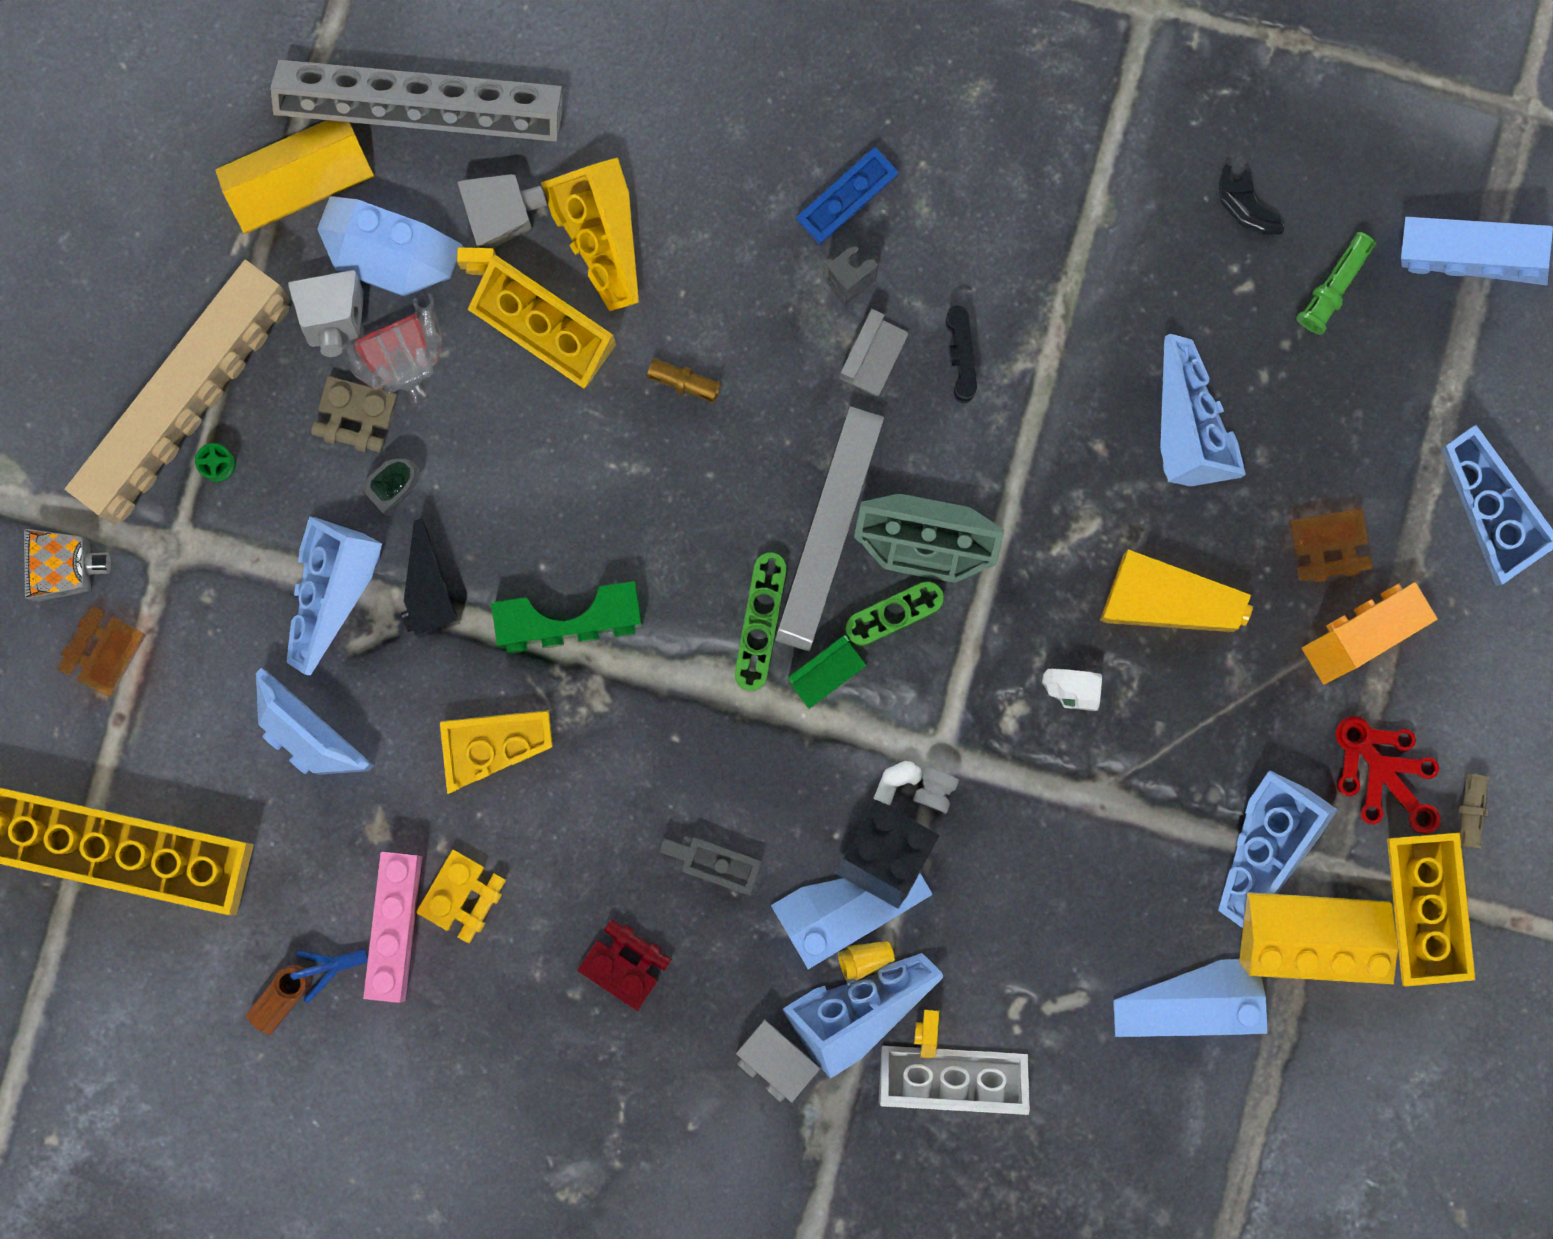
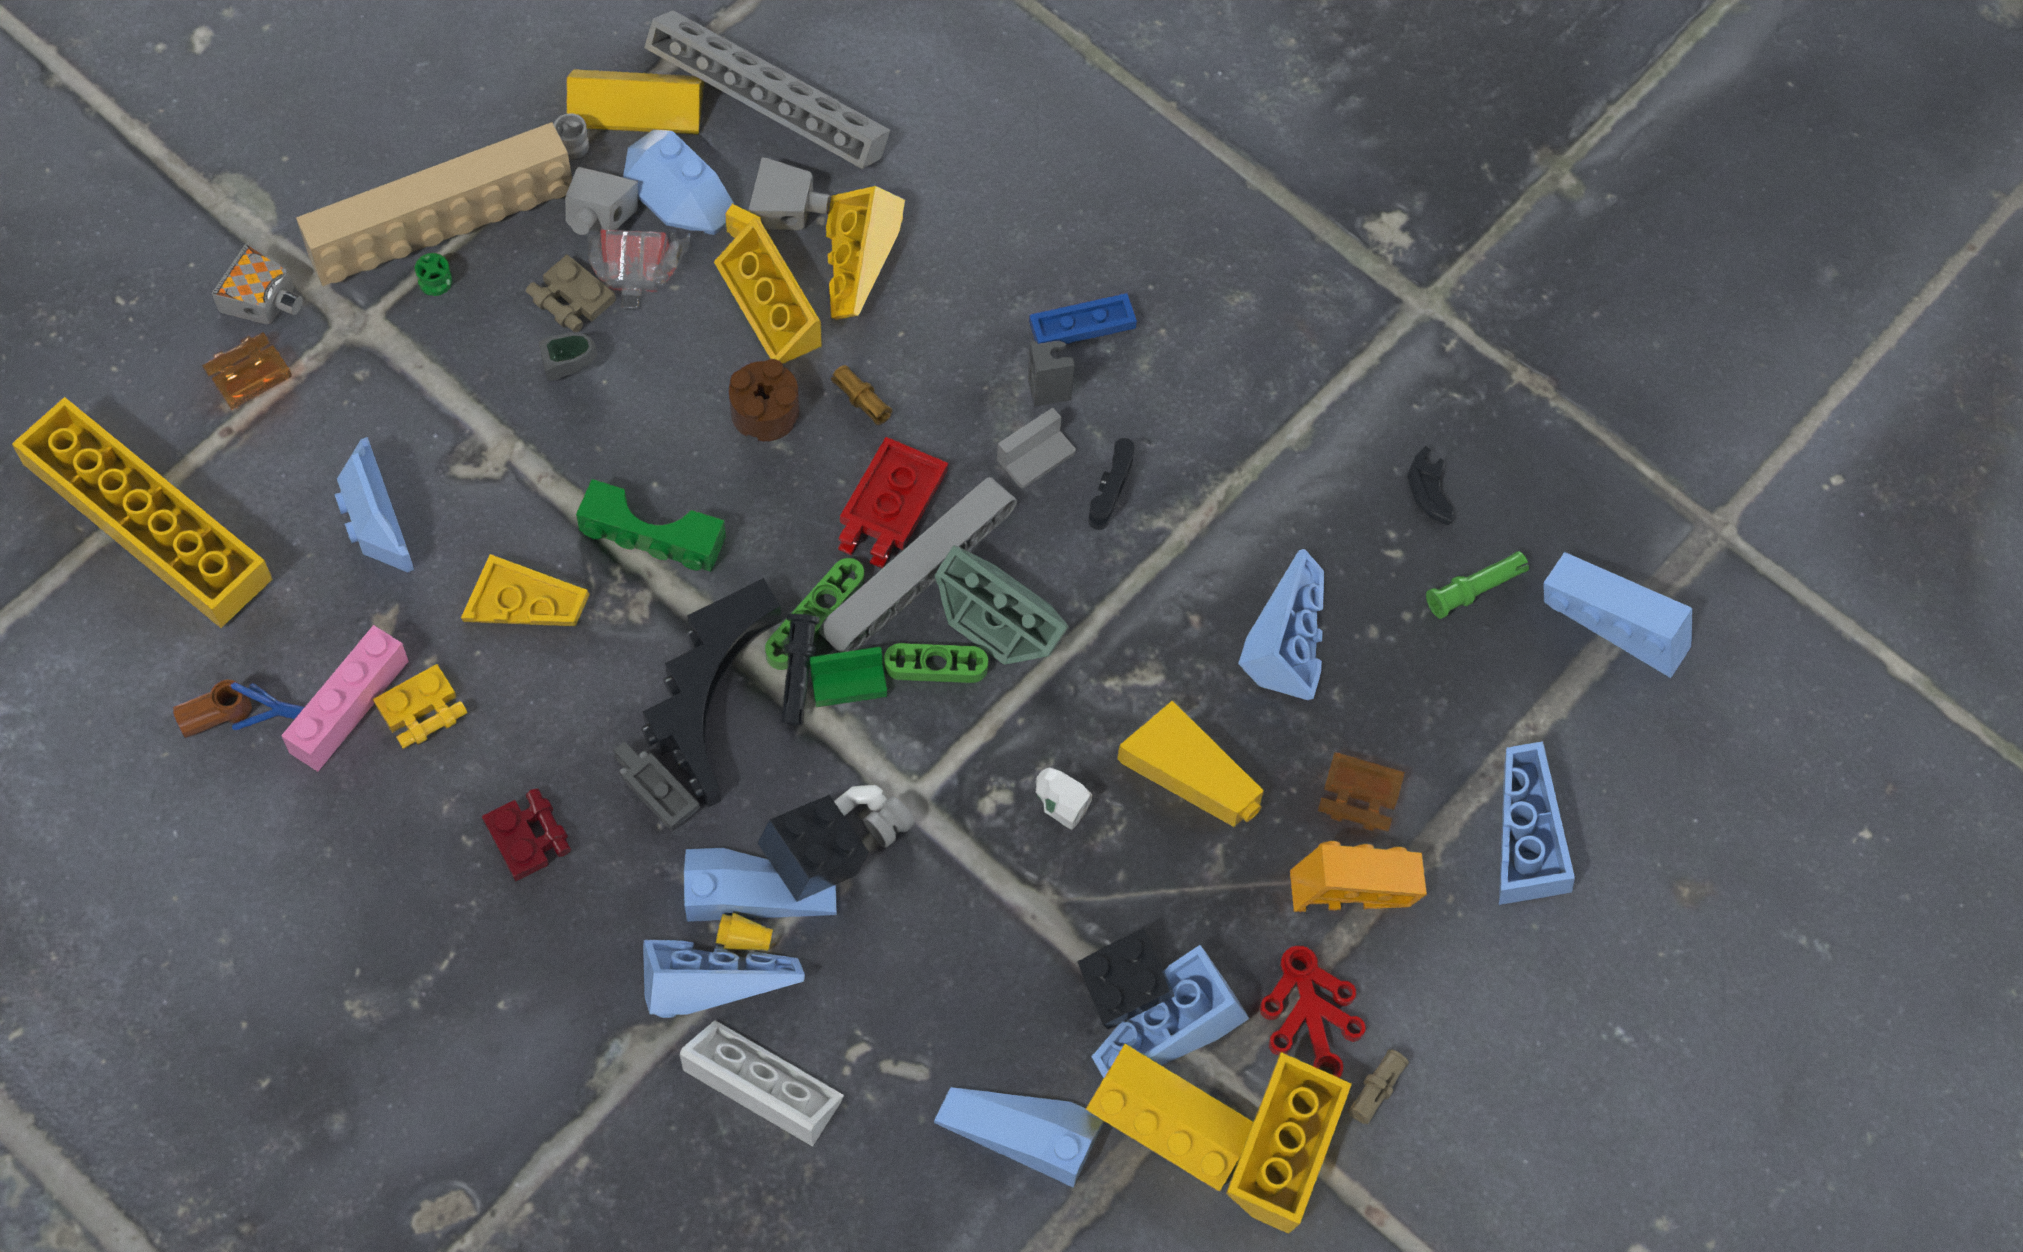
camera: 25 degrees right, 20 degrees down
(253, 242) = (573, 134): none -> light grey wheel
(333, 578) = (482, 396): light blue wedge -> none
(426, 592) = (544, 448): black slope -> none
(600, 415) = (764, 400): none -> reddish brown brick
(702, 793) = (717, 637): none -> black arch
(767, 471) = (890, 499): none -> red tile
(773, 675) = (799, 651): none -> black pin
(777, 1062) = (612, 980): light grey brick -> none
(927, 1033) = (761, 1024): yellow plate -> none
(1216, 830) = (1125, 979): none -> black plate

